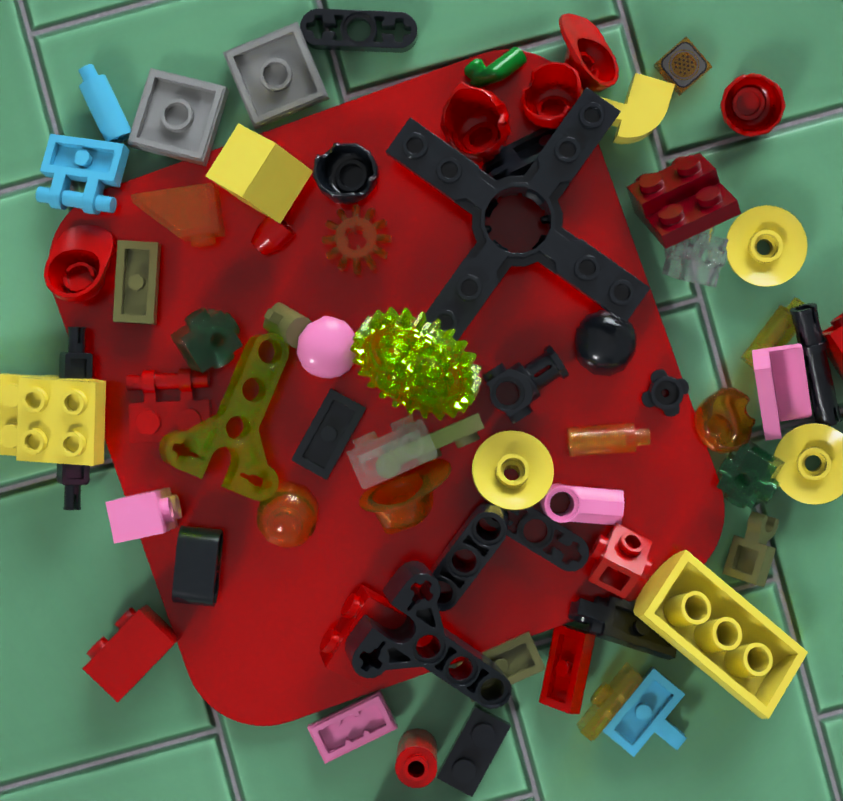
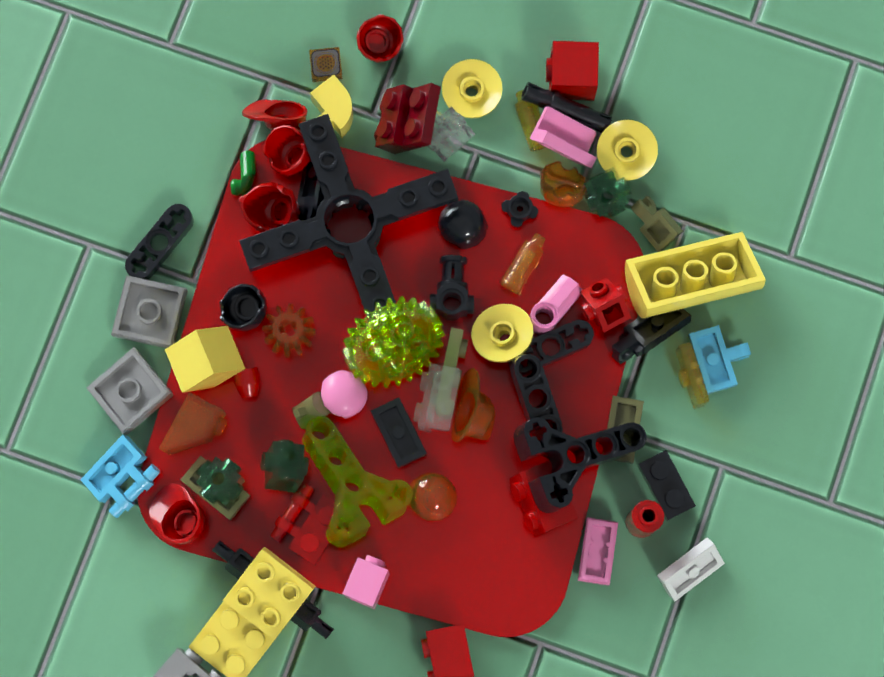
camera: 50 degrees left, 10 degrees down
(103, 105) = (87, 433): medium azure cylinder -> none
(154, 289) = (232, 483): none -> clear green brick
(197, 566) = (424, 575): black beam -> none
(567, 669) = (652, 387): red plate -> none

